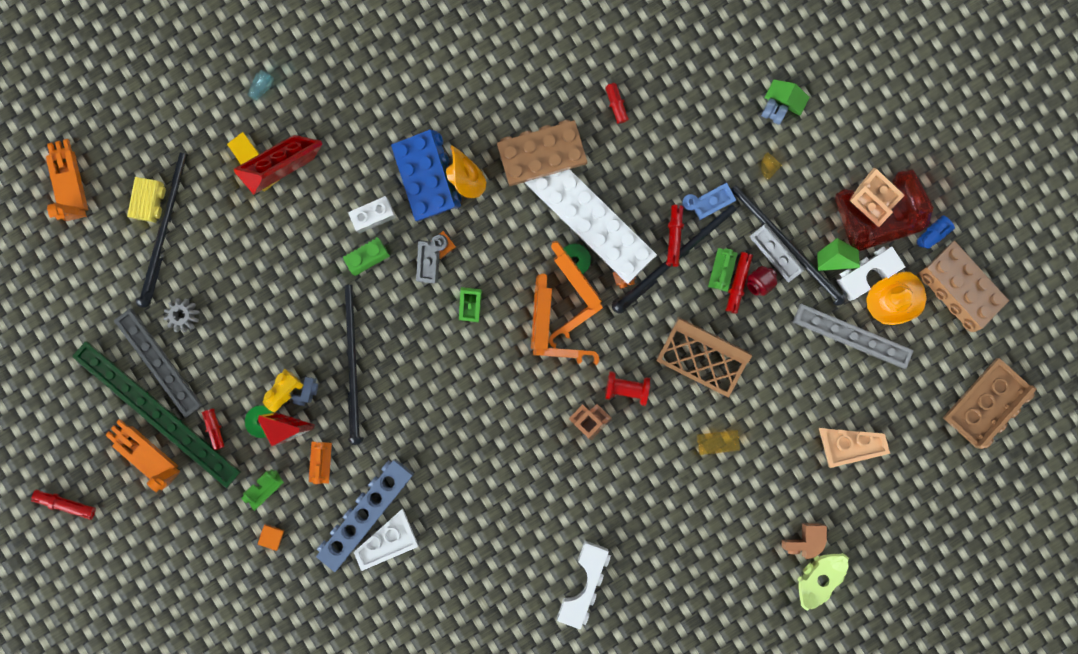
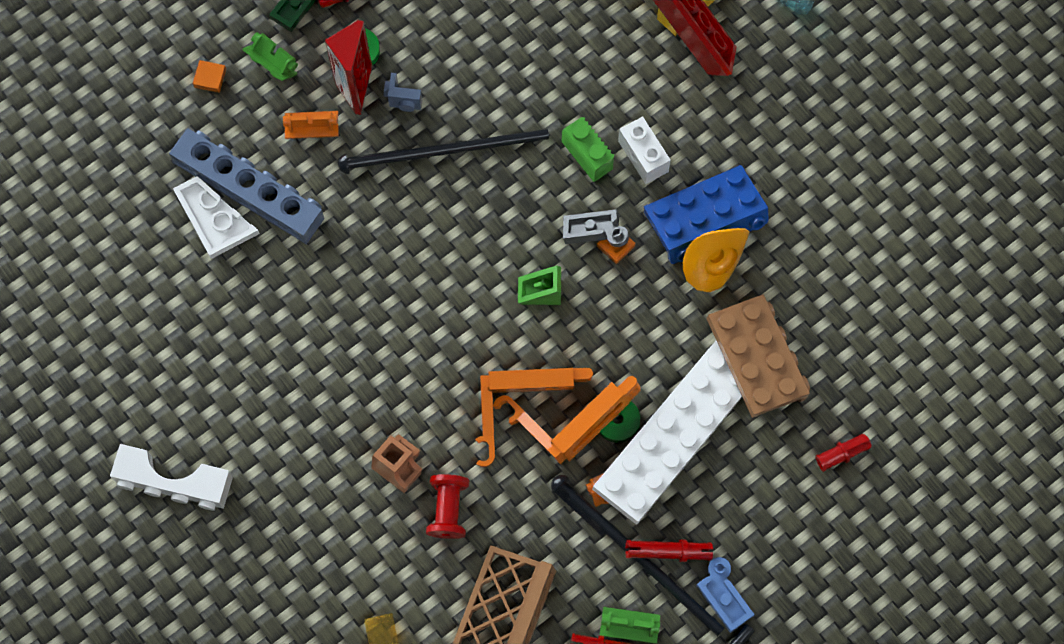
camera: 85 degrees right, 15 degrees down
(279, 393) = (394, 62): yellow wing -> none

